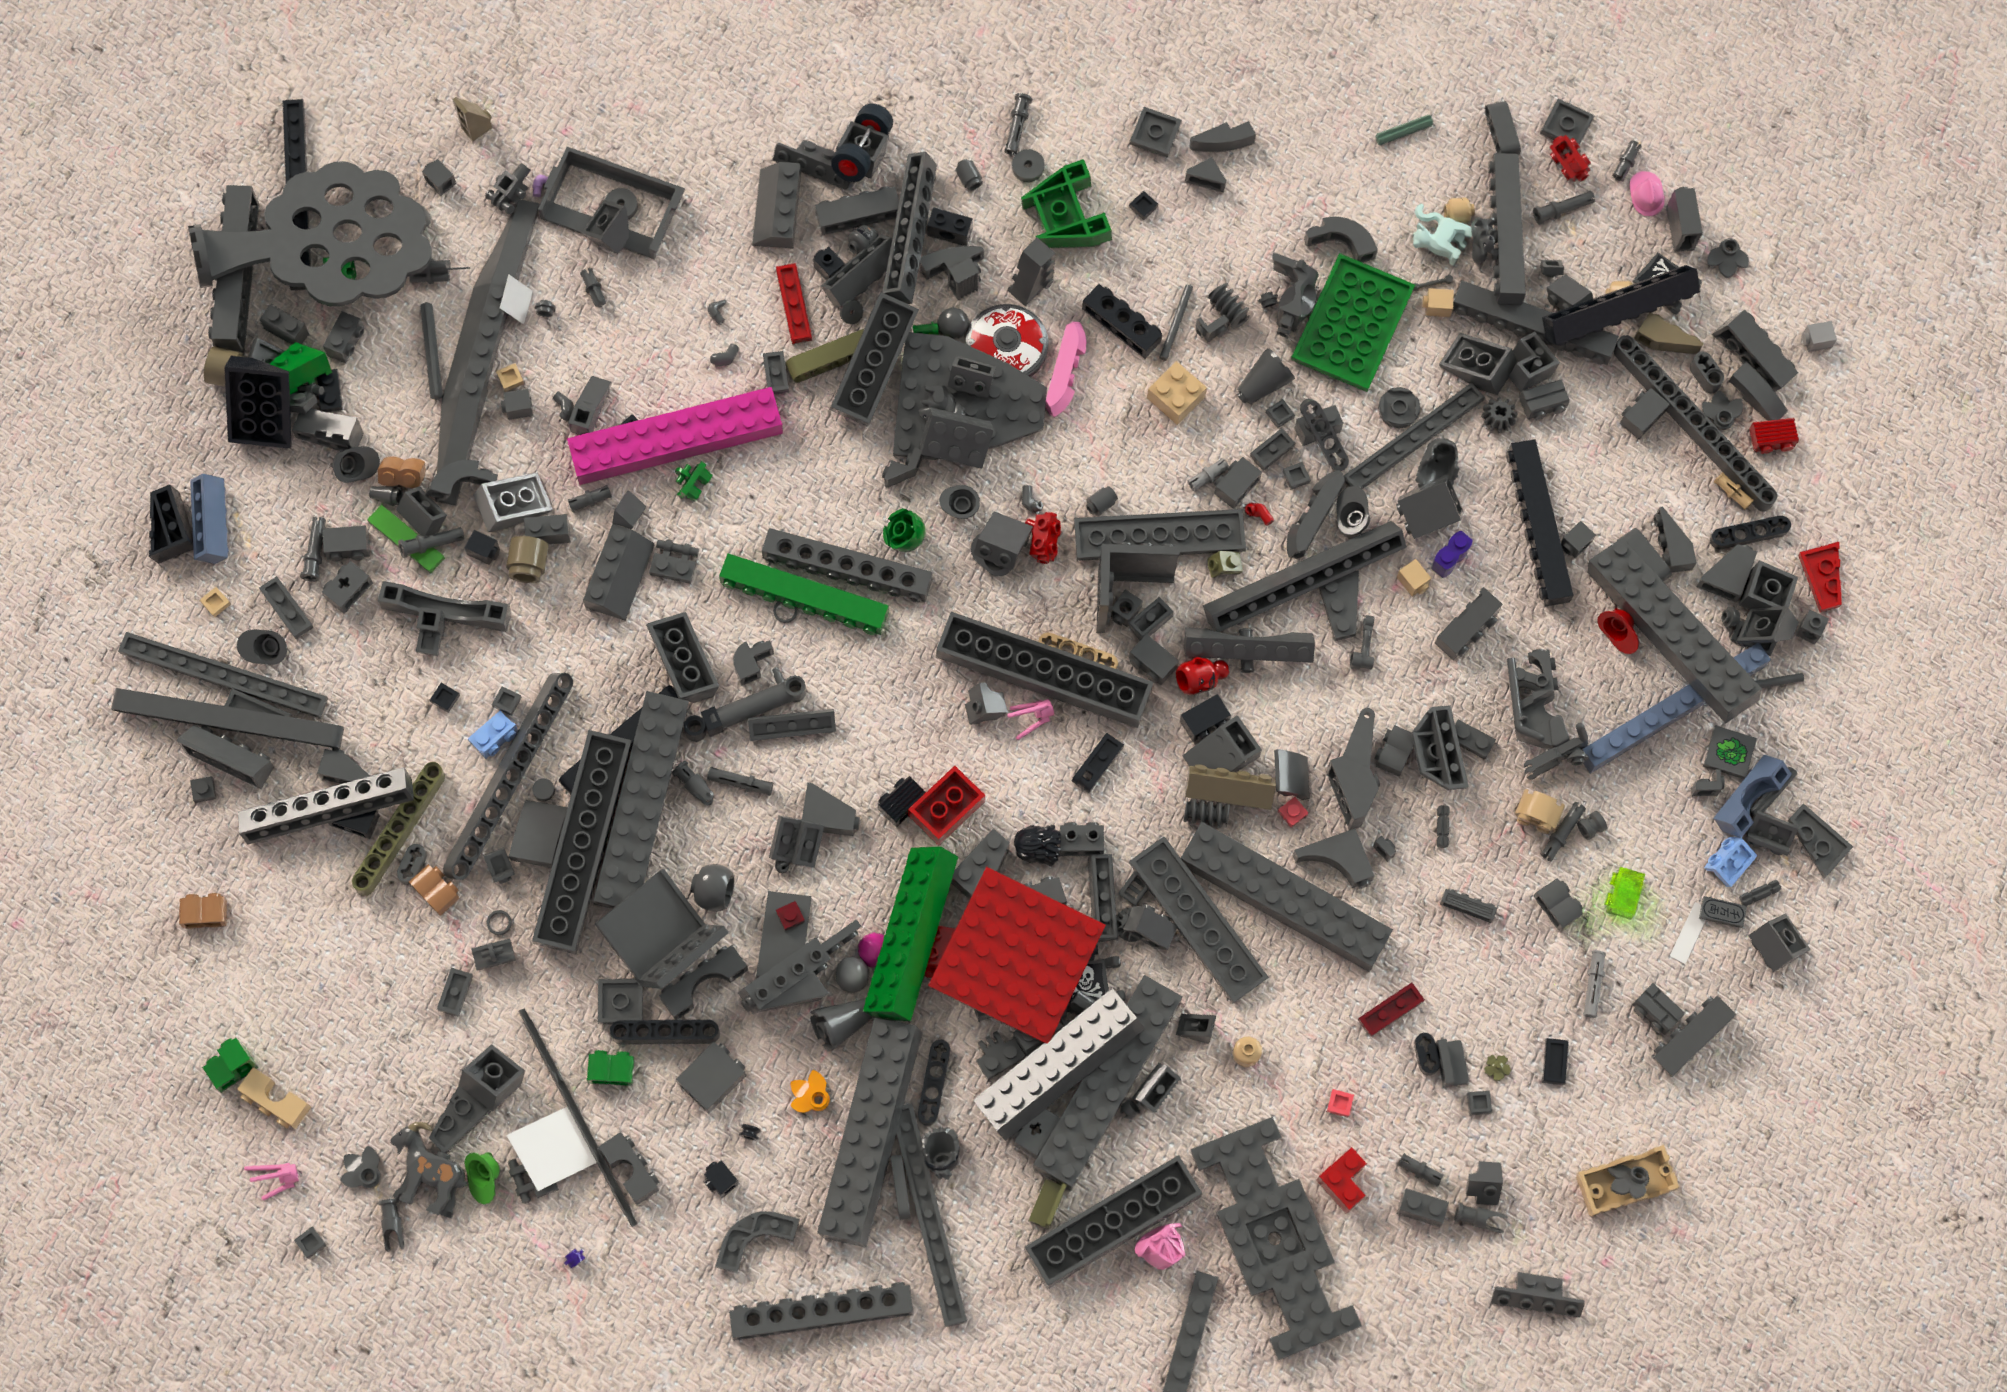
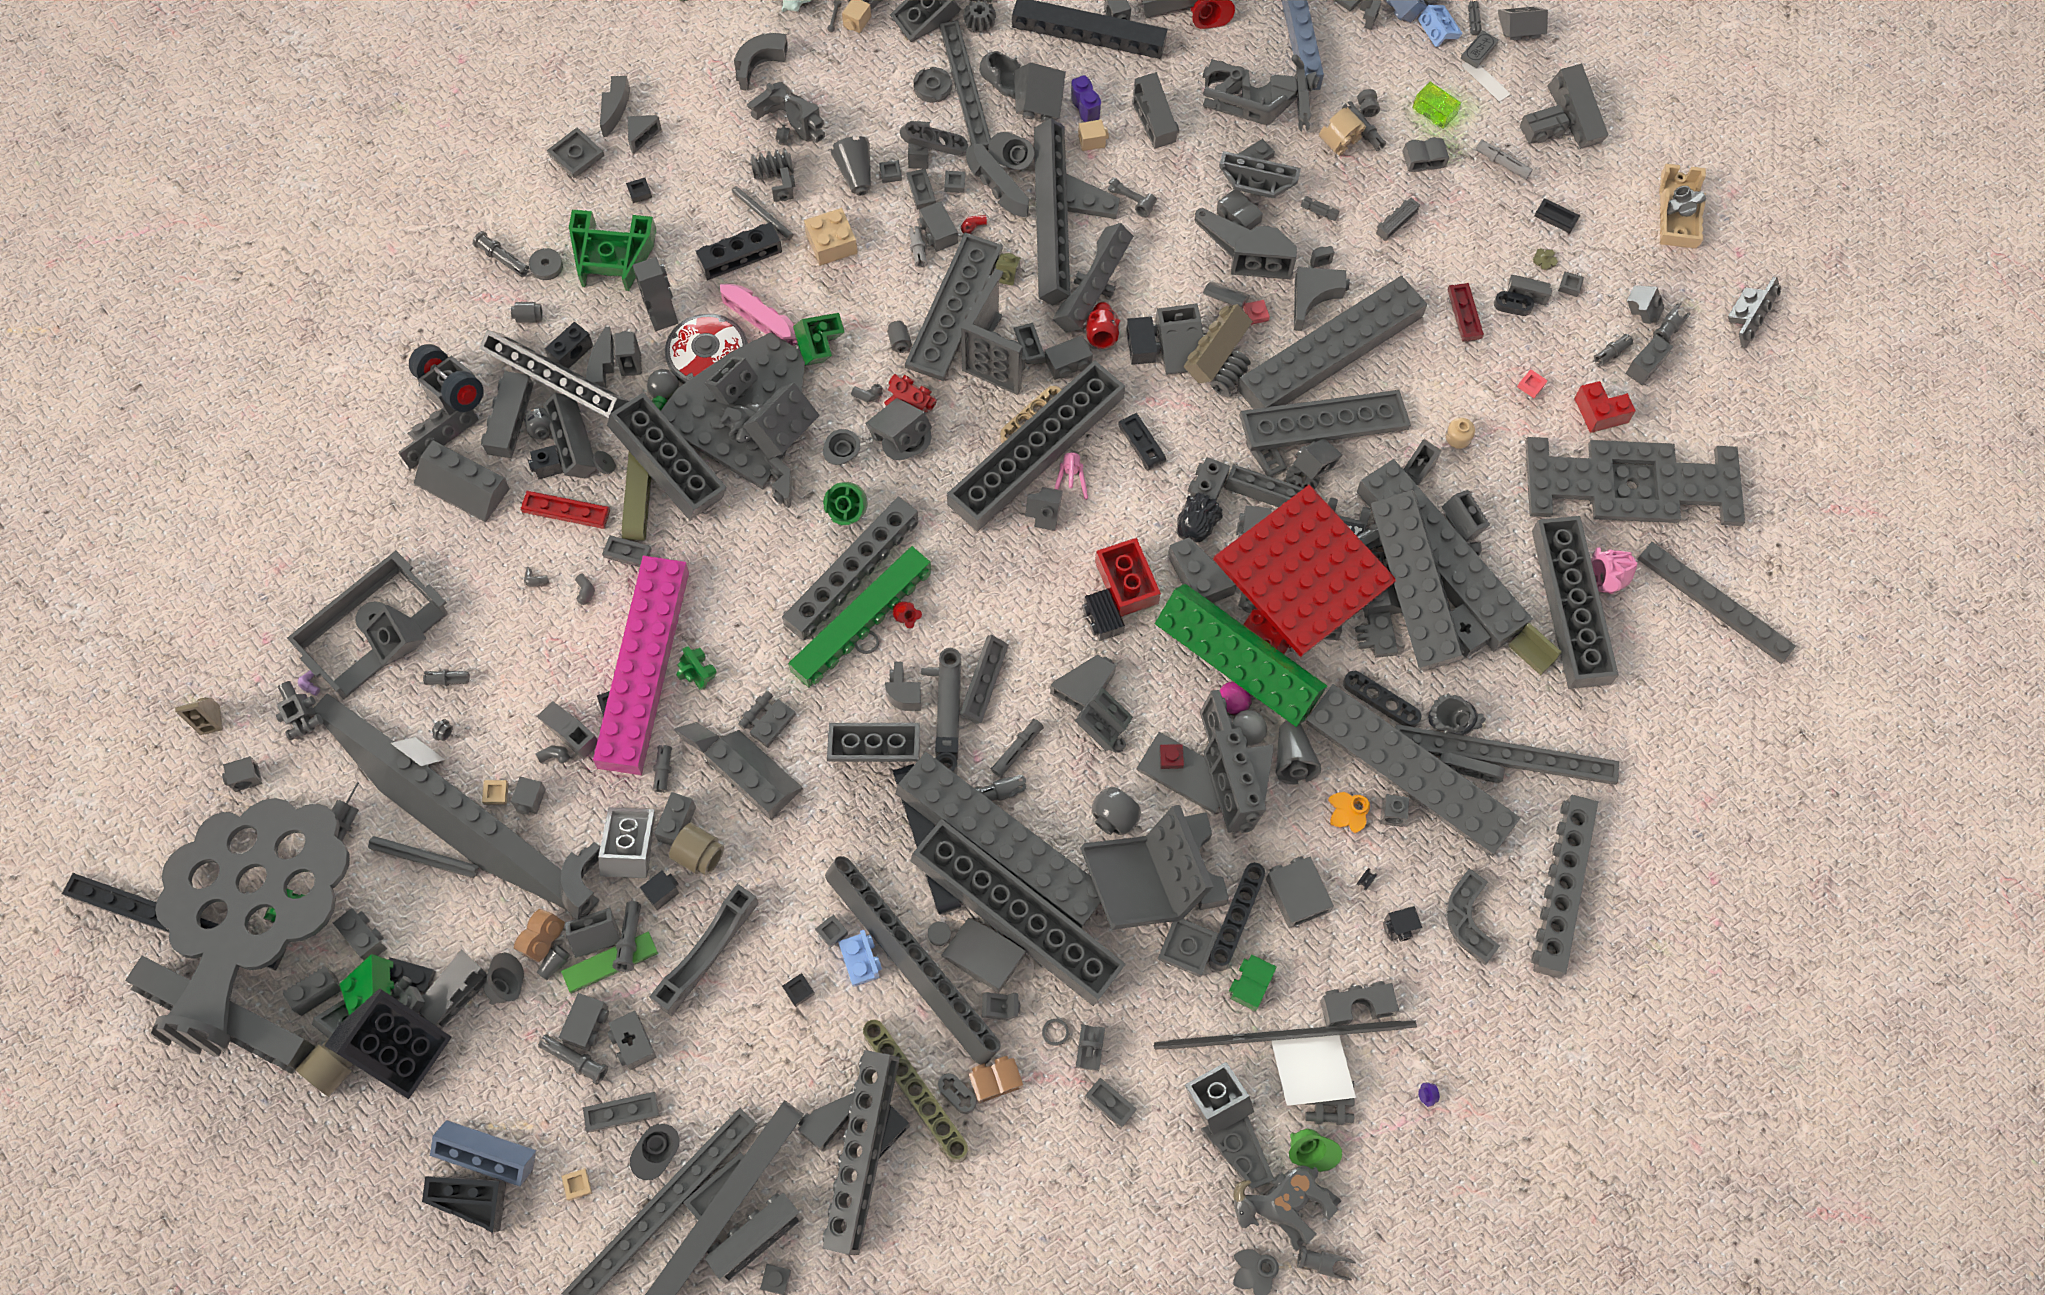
camera: 65 degrees left, 5 degrees down
(431, 630) = (723, 975): dark grey brick -> none
(823, 631) = (906, 613): none -> red brick
(825, 1131) = (1394, 810): none -> dark grey brick
(1061, 424) = (814, 335): none -> green brick
(1353, 322) = (840, 81): green plate -> none

